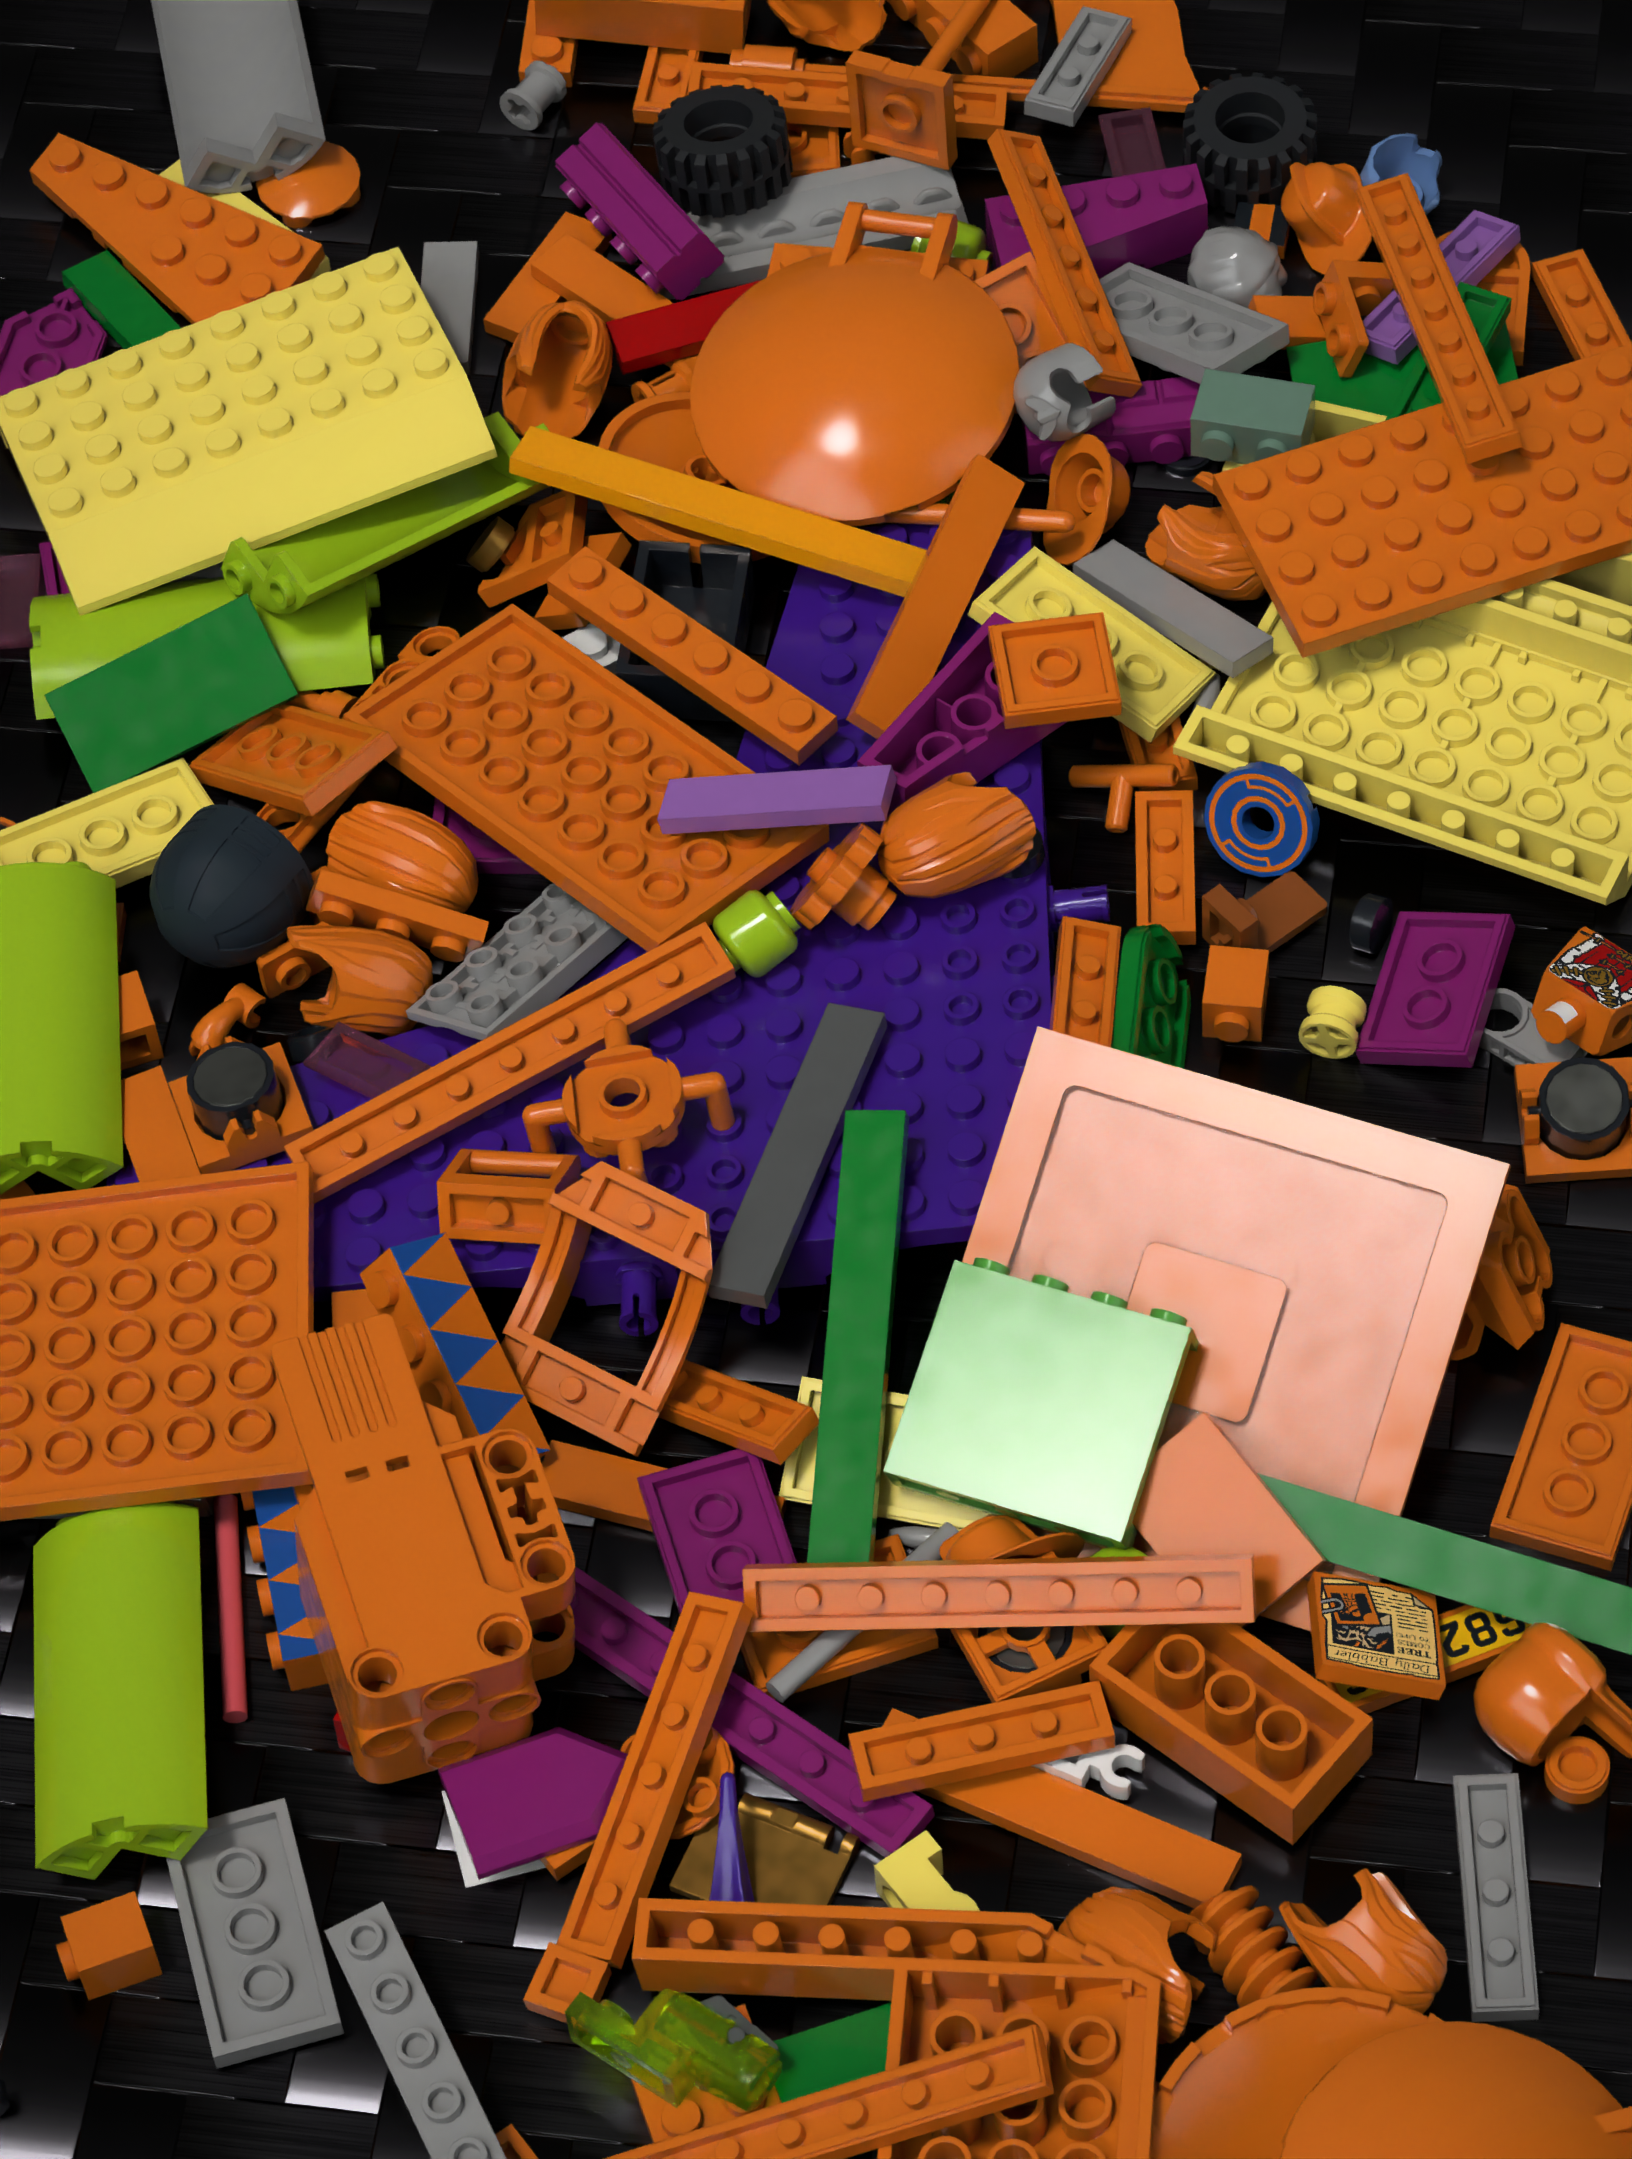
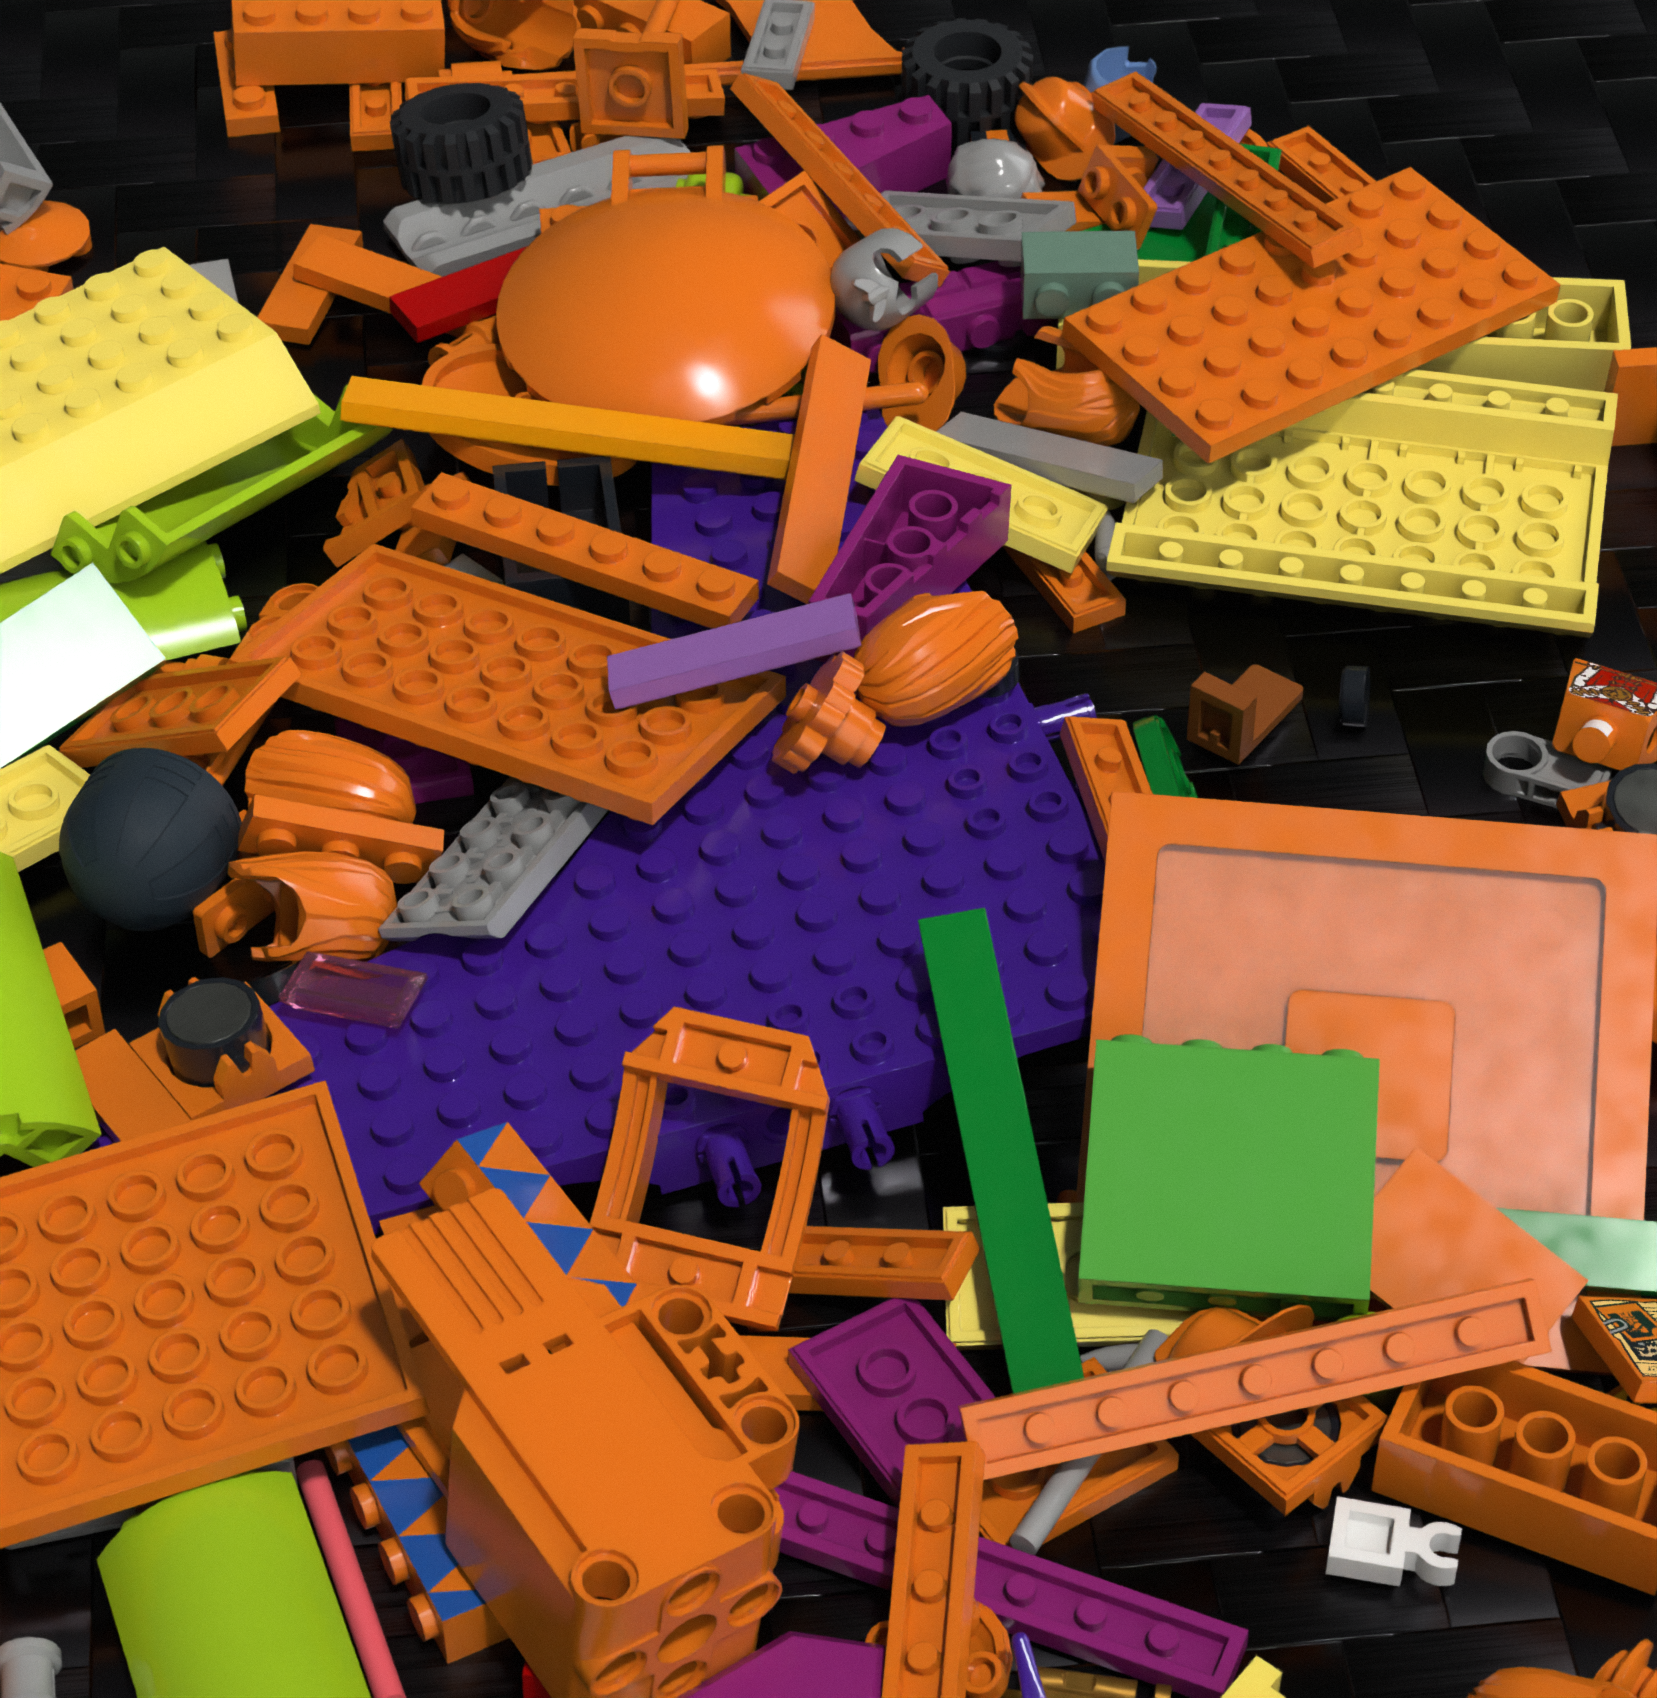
camera: 20 degrees left, 10 degrees down
(218, 1022) = (177, 968): orange arm -> none
(491, 545) = (326, 506): pearl gold tile -> none
(501, 1206) = (556, 1080): orange tile -> none
(511, 1061) = (519, 948): orange plate -> none
(533, 95) = (243, 141): light grey bush -> none
(557, 369) = (350, 332): orange hair -> none
(631, 1128) = (656, 985): orange plate -> none
(639, 212) = (391, 205): magenta brick -> none
(756, 932) = (745, 785): lime head -> none
(796, 1156) = (869, 985): dark grey tile -> none
(981, 1740) = (1282, 1546): orange plate -> none
(1054, 670) = (981, 492): orange tile -> none
(1094, 1830) = (1377, 1612): orange tile -> none
(1121, 781) = (1054, 613): orange piece -> none
(1131, 142) = (844, 95): clear pink tile -> none
(1166, 862) = (1123, 670): orange plate -> none
(1235, 993) = (1246, 767): orange brick -> none
(1245, 844) = (1208, 651): blue tile -> none
(1332, 1022) = (1355, 781): light yellow wheel -> none
(1435, 989) = (1445, 742): magenta tile -> none

